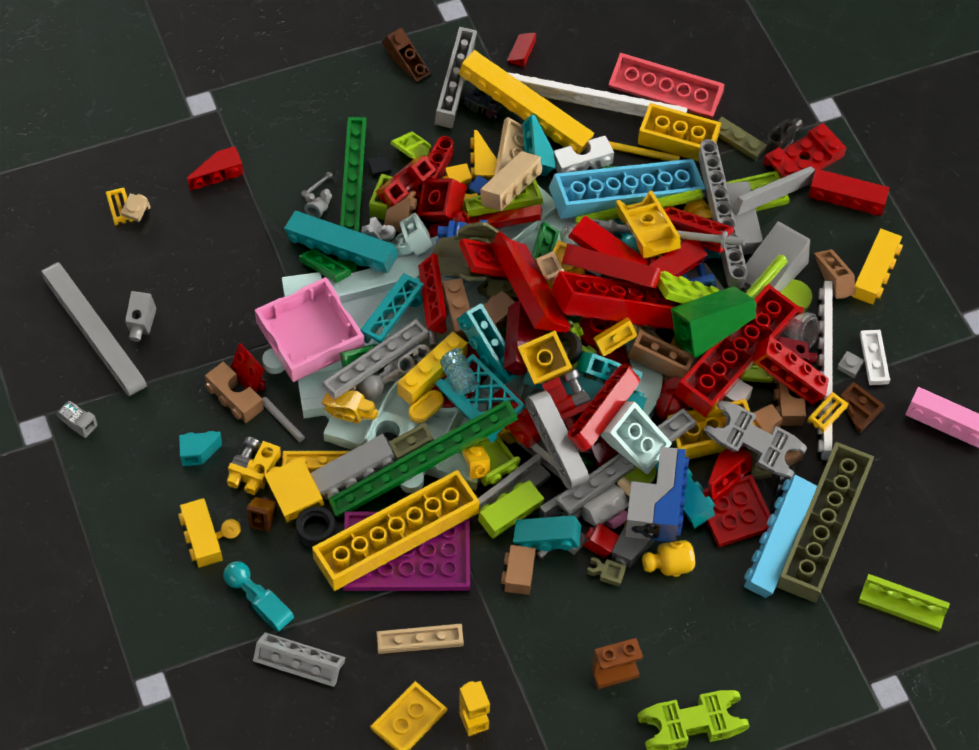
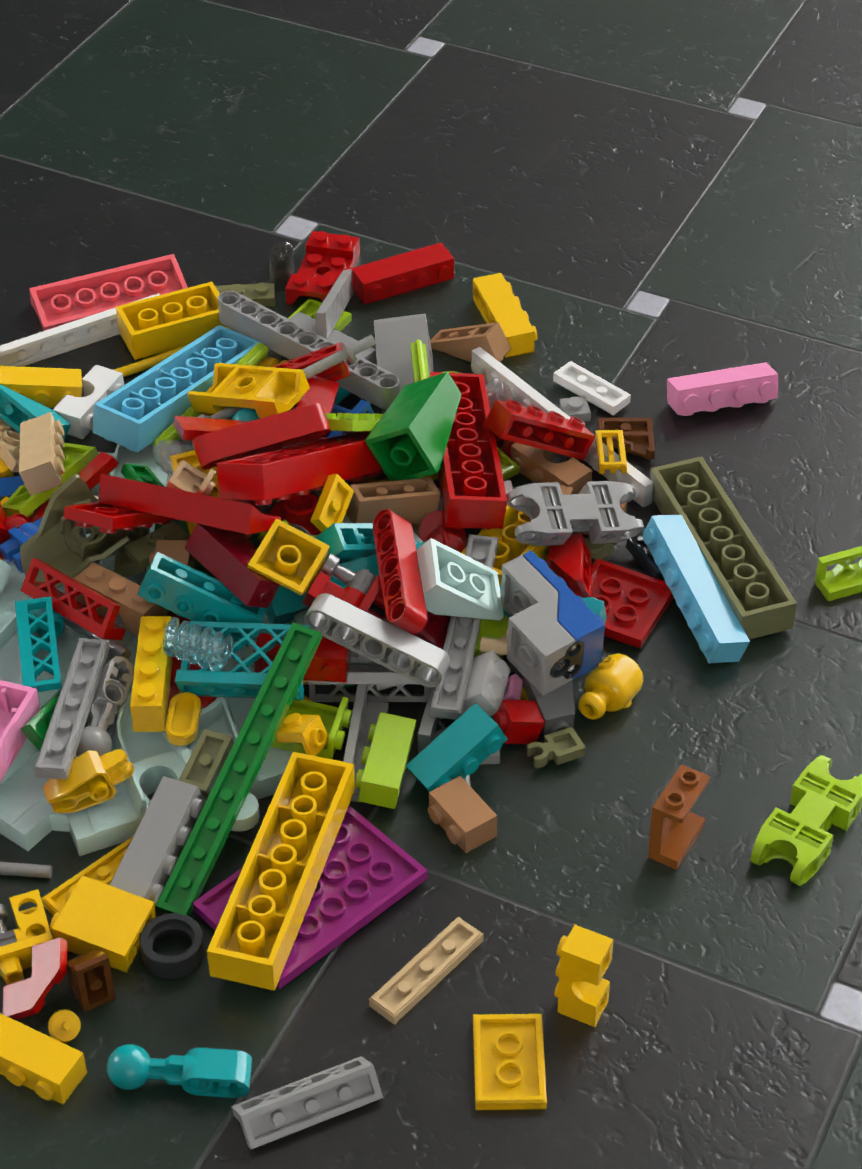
camera: 40 degrees left, 15 degrees down
(227, 499) = (48, 968): none -> tile

